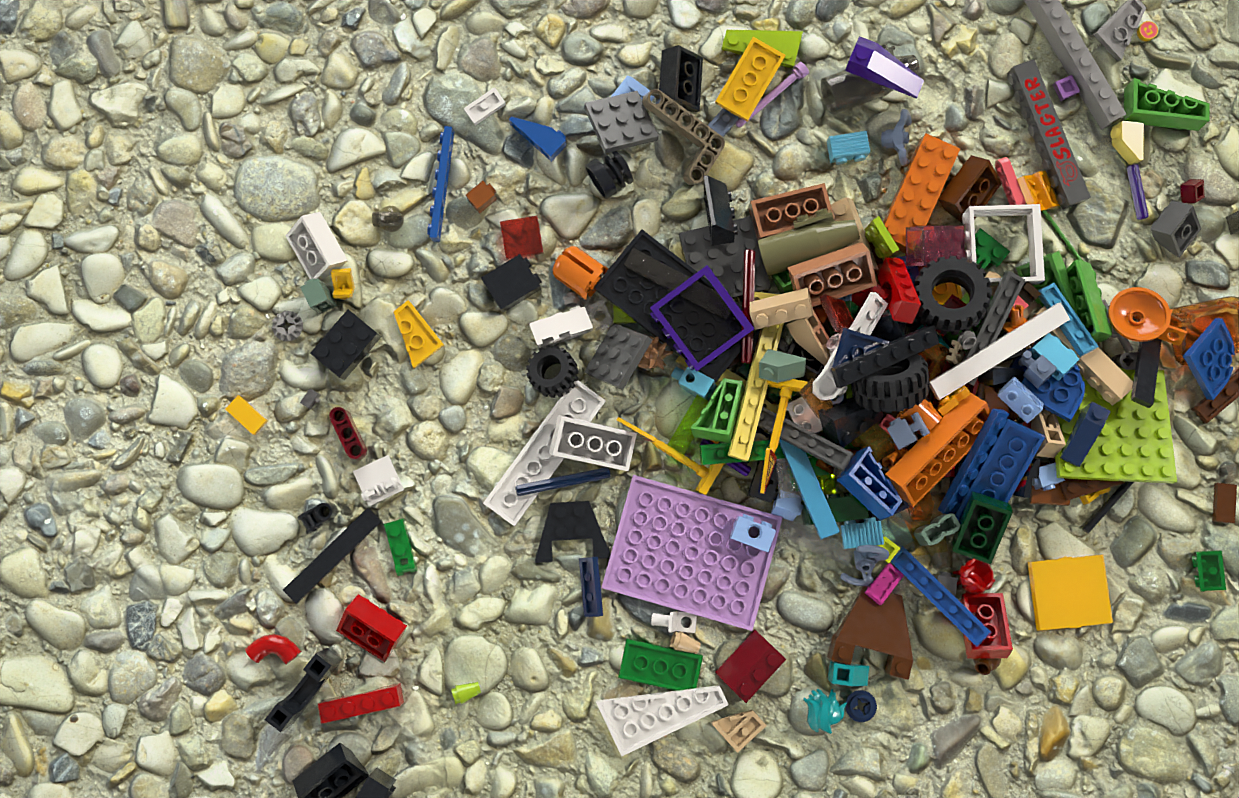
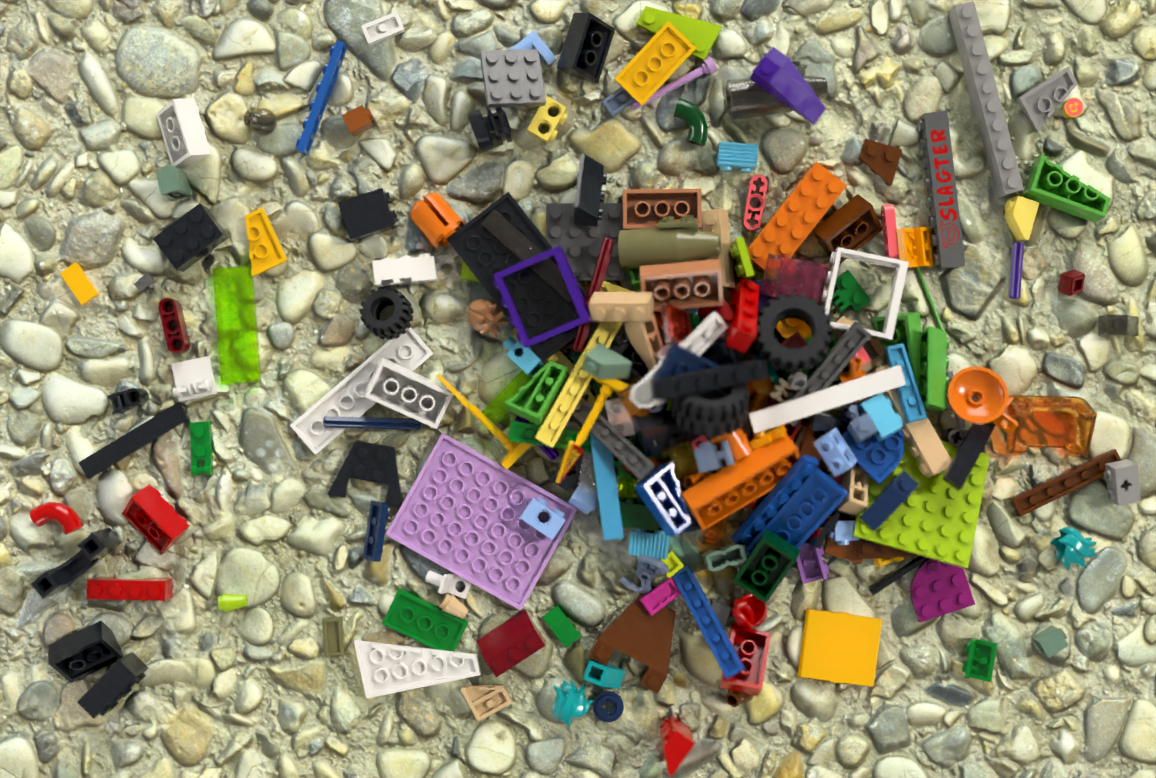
camera: 20 degrees right, 5 degrees up
(293, 331) = (143, 211): light grey gear -> none
(342, 283) = (201, 175): yellow bracket -> none
(408, 419) = (236, 325): none -> clear neon green plate
(521, 237) = (389, 170): clear red tile -> none
(541, 137) = (433, 74): blue slope -> none
(573, 702) = (333, 636): none -> olive tile
(618, 356) = (453, 313): dark grey plate -> none
(657, 154) = (543, 119): none -> light yellow brick
(689, 132) = (580, 103): dark tan beam -> none
(795, 637) = (561, 626): none -> green tile
(800, 123) = (695, 121): none -> dark green cylinder
(869, 173) = (757, 218): none -> coral beam
(898, 137) = (789, 158): sand blue piece -> none
(938, 726) = (676, 742): none -> red slope
(982, 118) = (881, 159): none -> reddish brown wing
(1024, 517) = (811, 564): none -> medium lavender bracket
(1066, 87) = (973, 147): medium lavender plate -> none
(1150, 512) = (939, 590): none -> magenta plate
(1176, 227) = (1044, 316): dark grey slope -> none
(1211, 358) = (1040, 455): blue plate -> none
(1224, 502) = (1015, 598): reddish brown tile -> none

